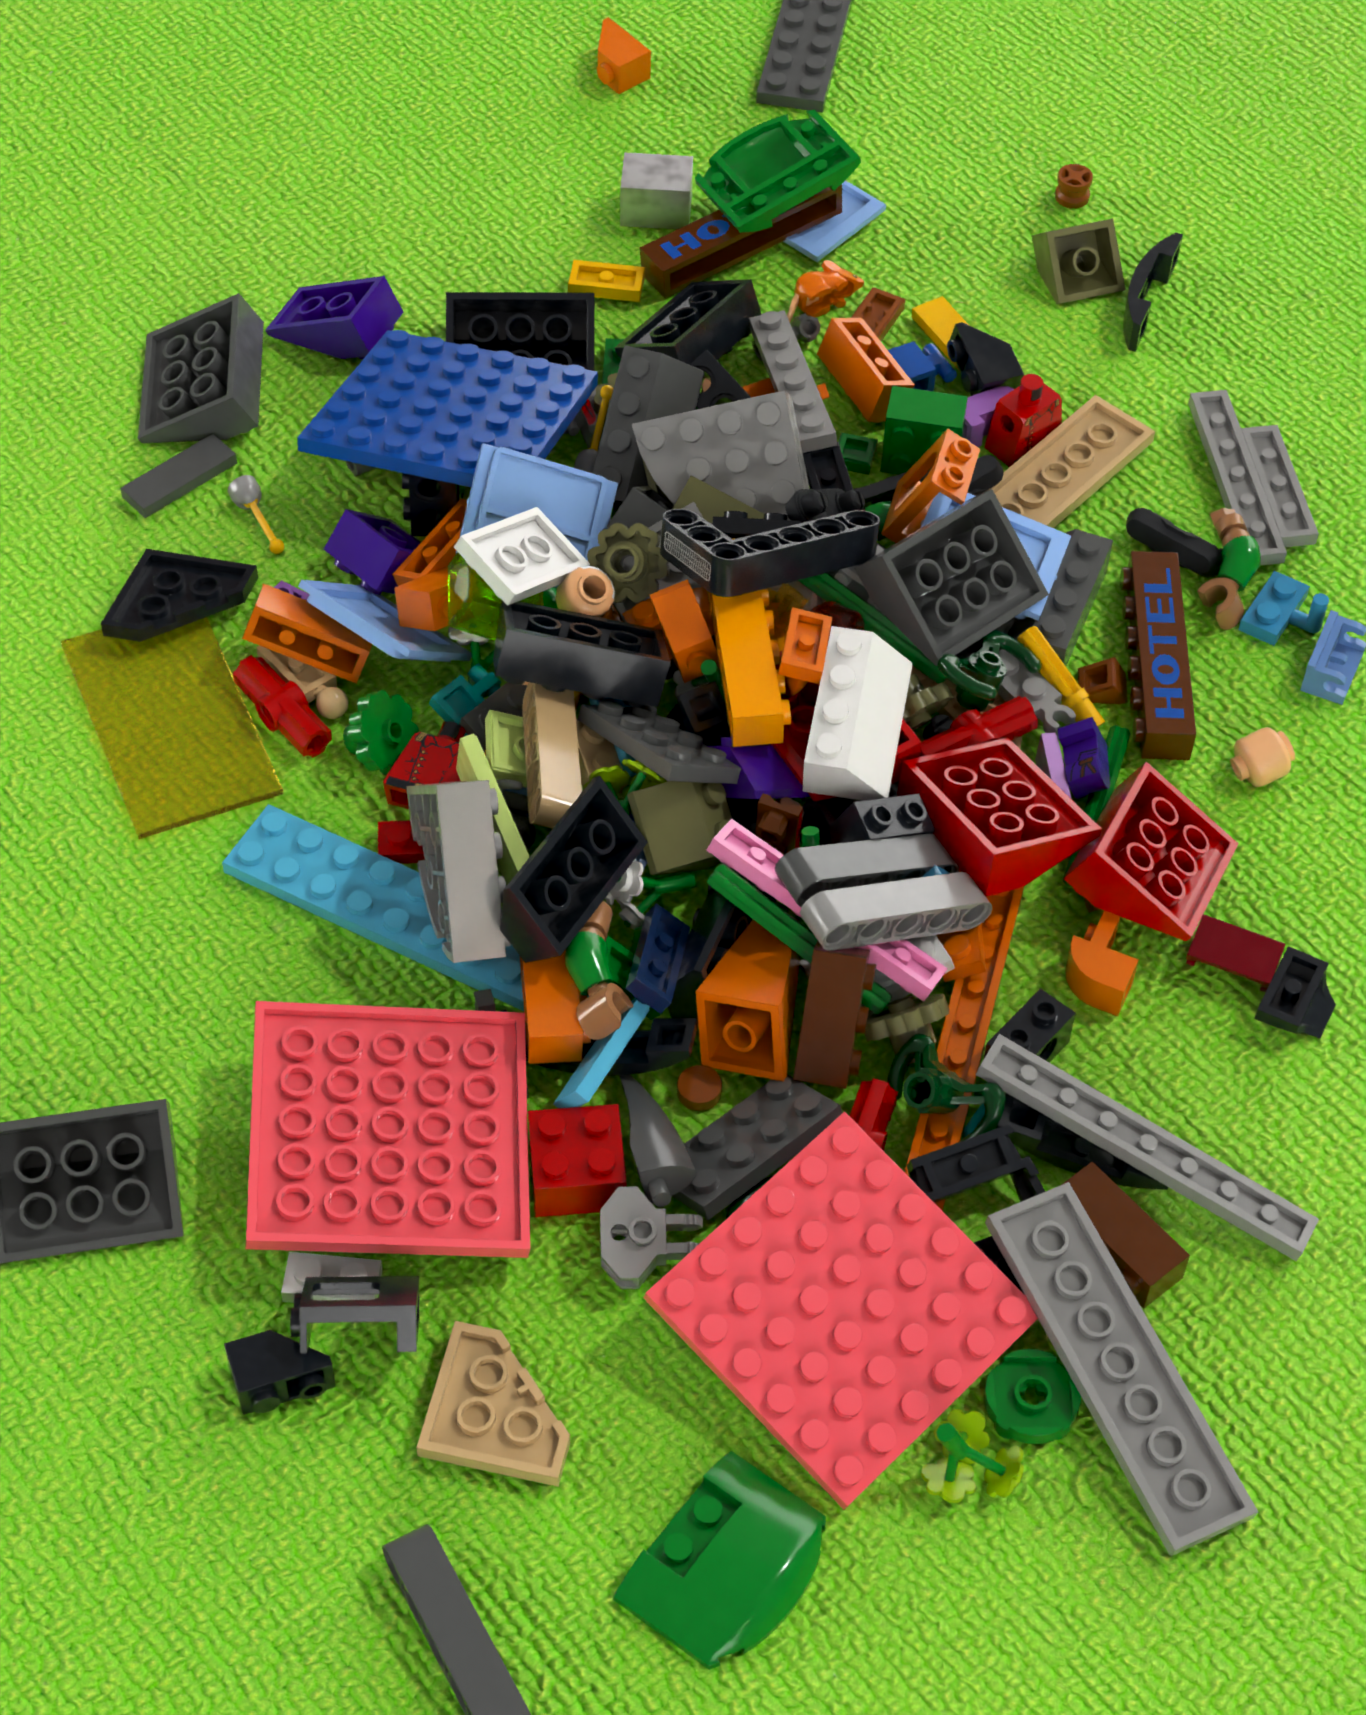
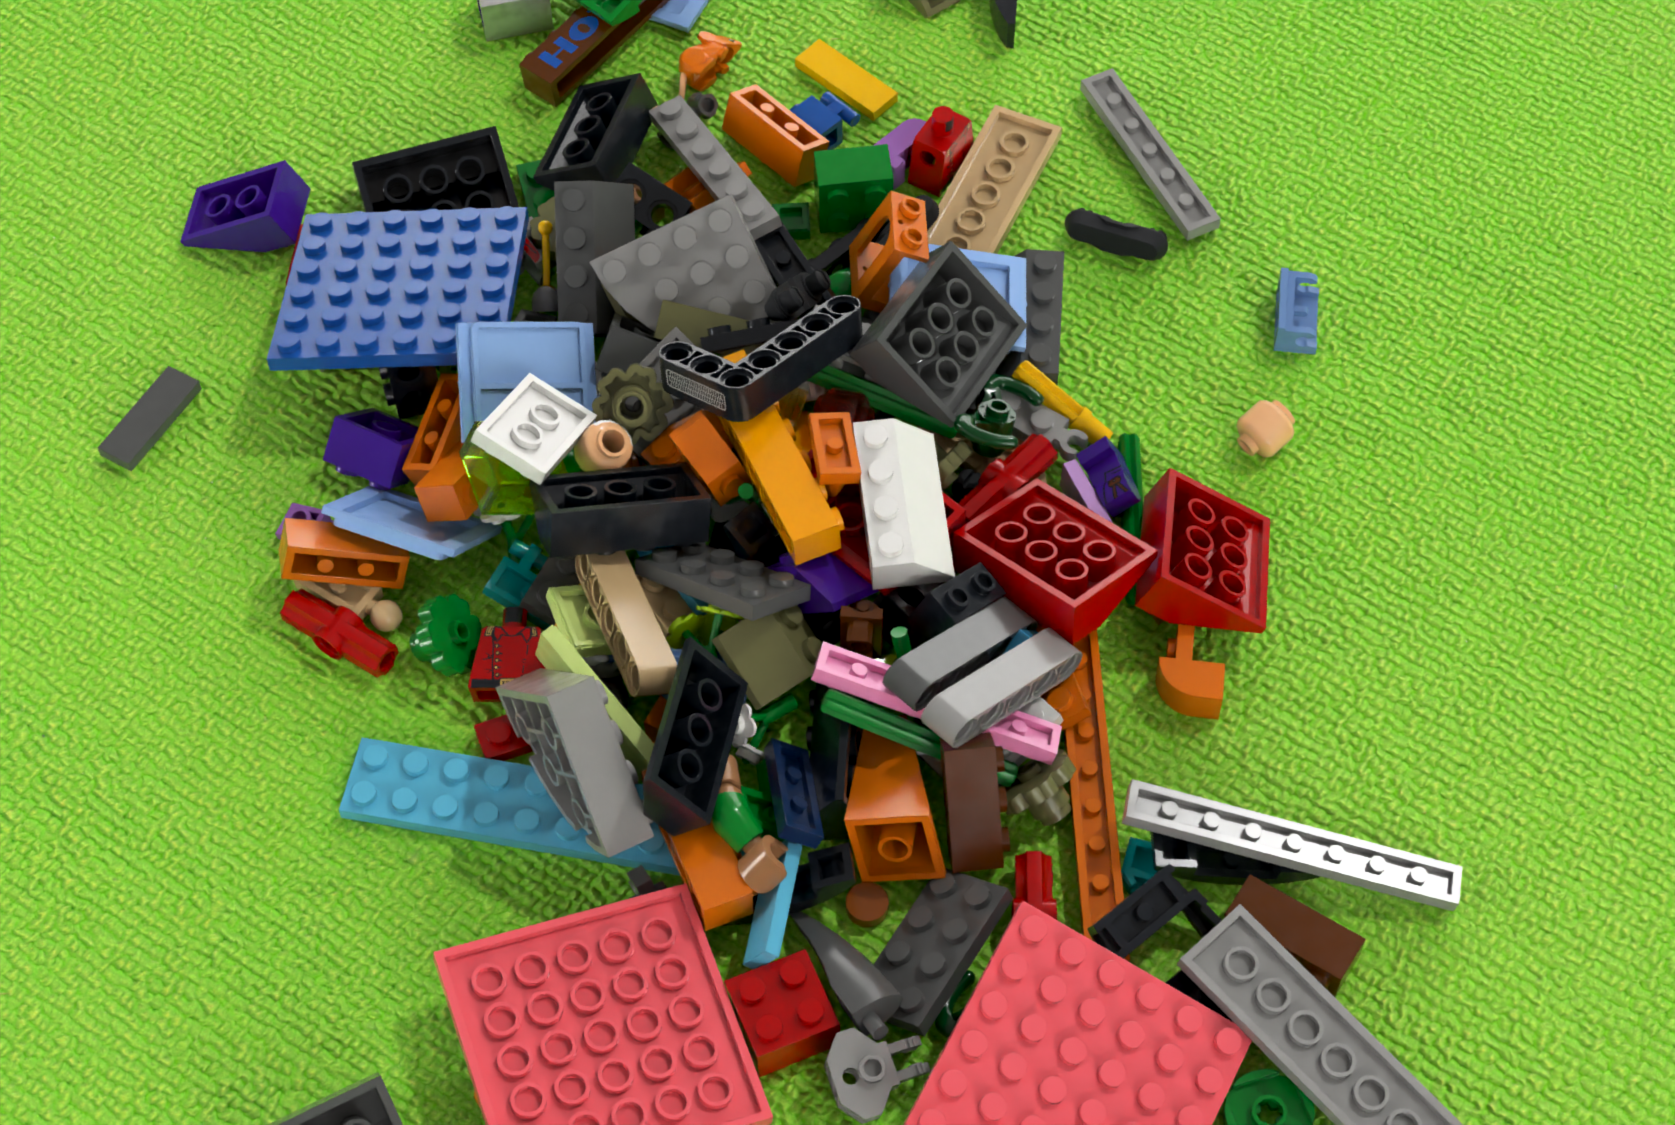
camera: 15 degrees left, 5 degrees up
(171, 725) = (232, 674): clear yellow piece -> none
(175, 591) = (192, 543): black plate -> none
(203, 375) = (136, 307): dark grey slope -> none
(246, 495) = (225, 421): hinge -> none
(607, 280) = (495, 104): yellow plate -> none
(880, 311) = (765, 69): dark orange plate -> none
(939, 1090) = (1092, 845): dark green piece -> none
(983, 360) = (882, 98): black slope -> none
(1039, 1026) = (1154, 759): black brick -> none
(1104, 682) = (1097, 391): dark orange slope -> none
(1158, 656) = (1139, 353): reddish brown brick -> none
(1236, 950) = (1306, 628): dark red hinge -> none
(1239, 564) = (1183, 245): medium nougat piece -> none
(1279, 606) = (1227, 275): dark azure plate -> none
(1281, 485) = (1192, 151): light grey plate -> none
(1298, 995) = (1371, 654): black slope -> none

